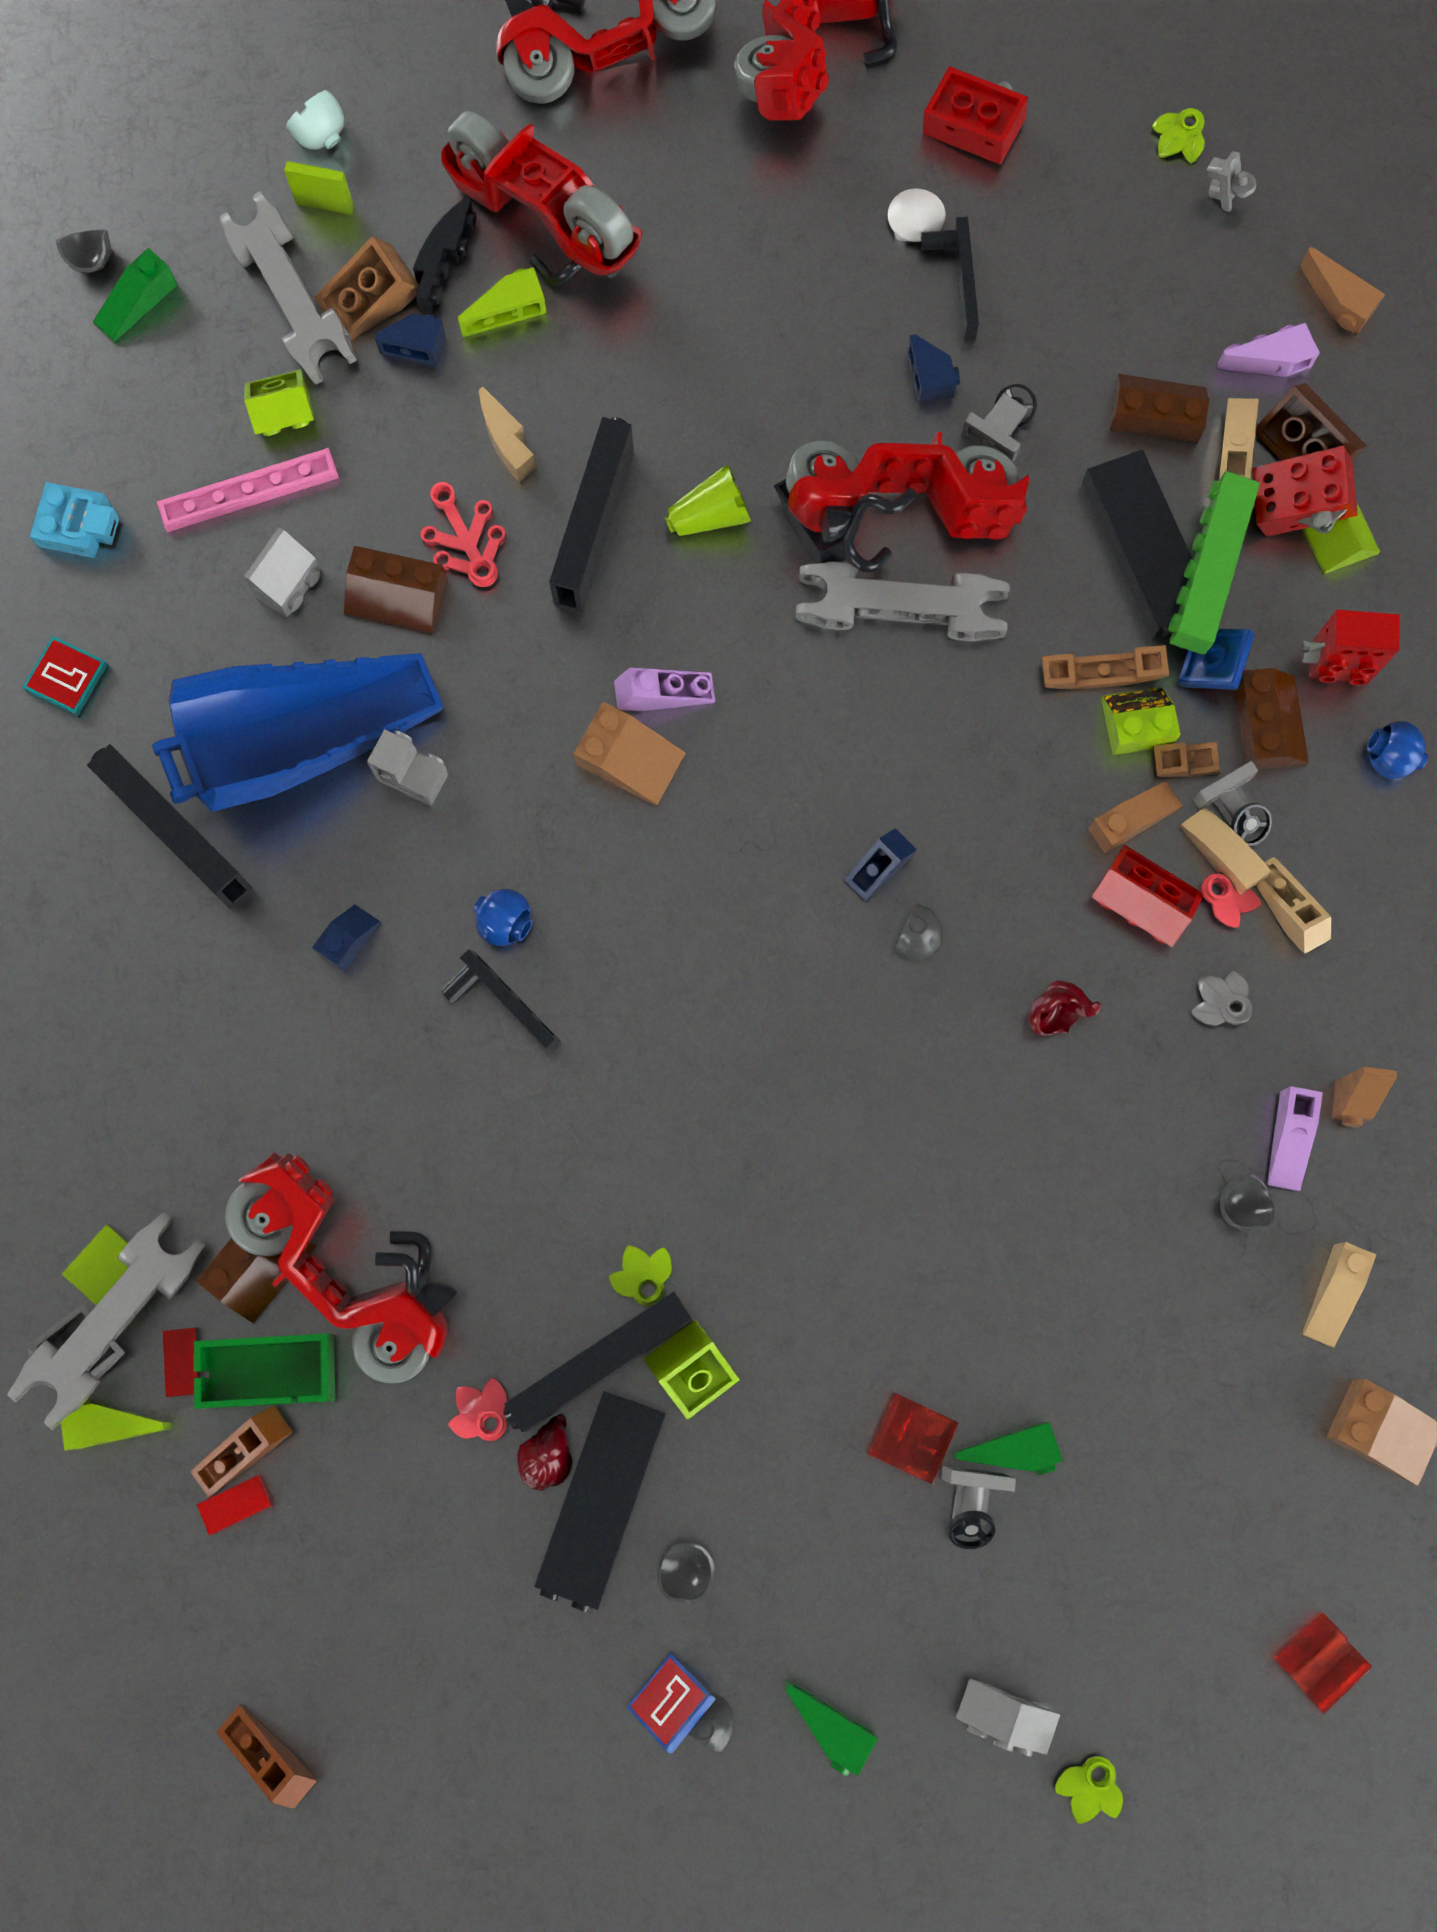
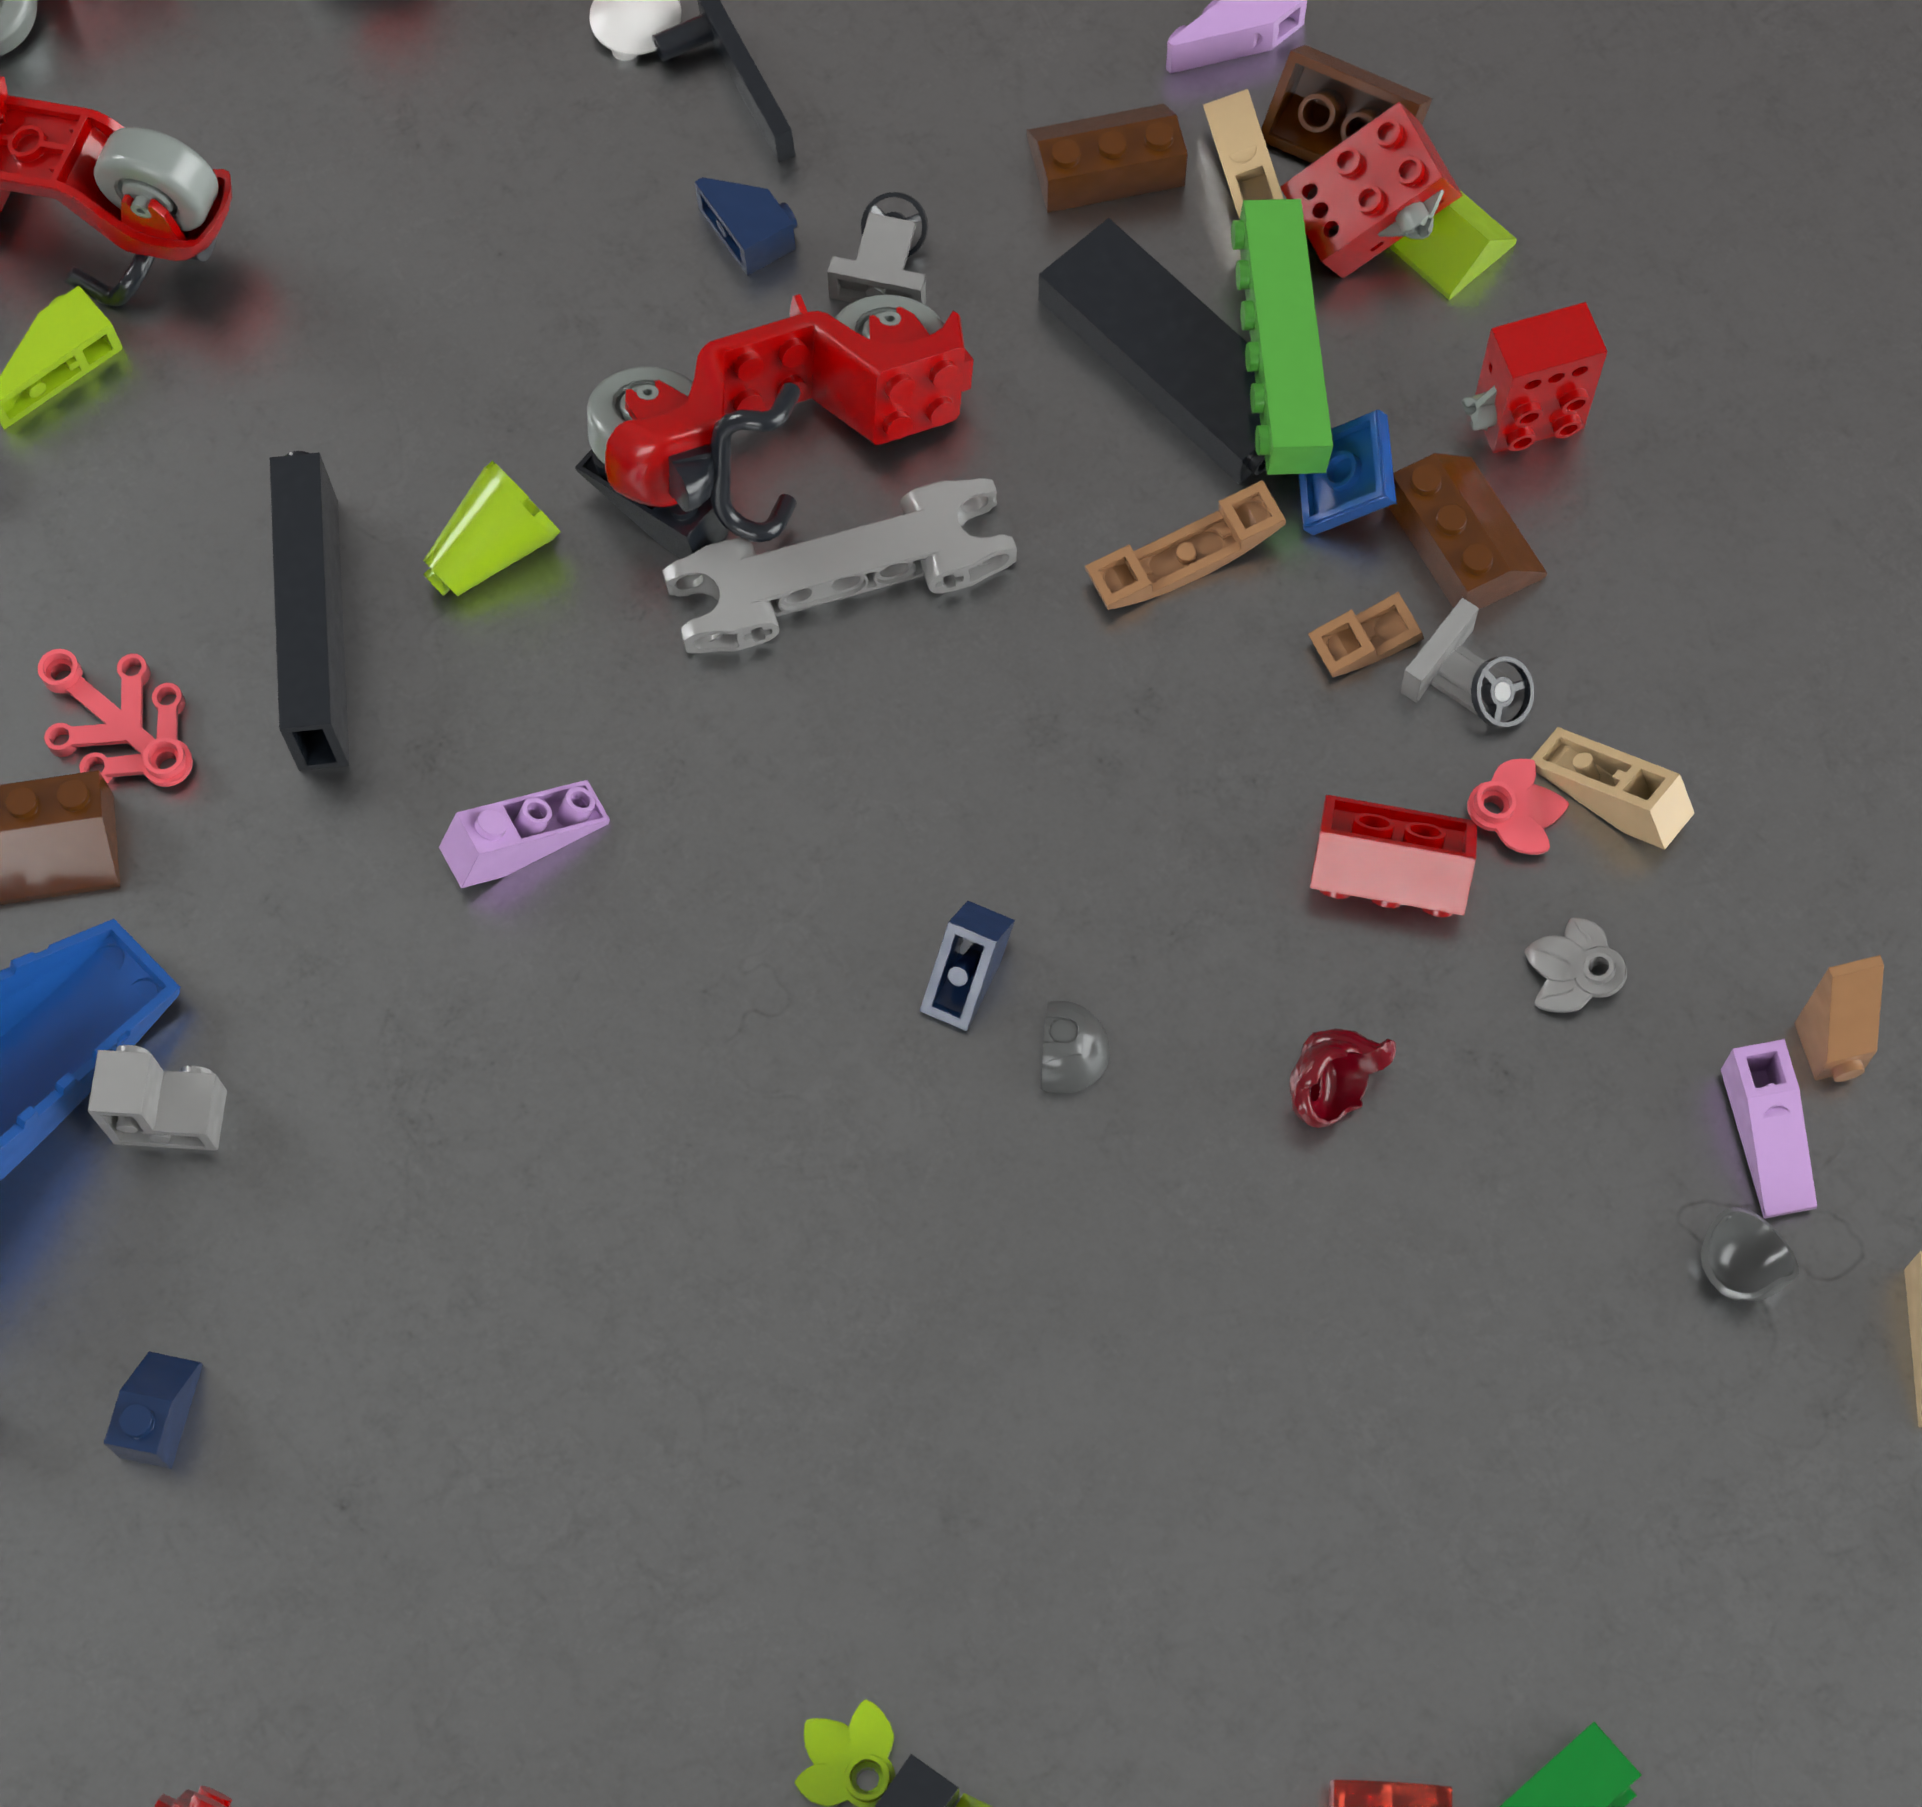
camera: 20 degrees left, 10 degrees down
(477, 969) = (388, 1374): black piece -> none
(503, 917) = (399, 1273): blue plant -> none
(507, 437) = (129, 548): tan slope -> none
(628, 754) = (503, 949): medium nougat slope -> none
(1134, 816) = (1322, 749): medium nougat slope -> none
(1140, 720) = (1272, 605): lime slope -> none
(1225, 850) = (1481, 744): tan slope -> none
(1397, 750) = (1668, 505): blue plant -> none

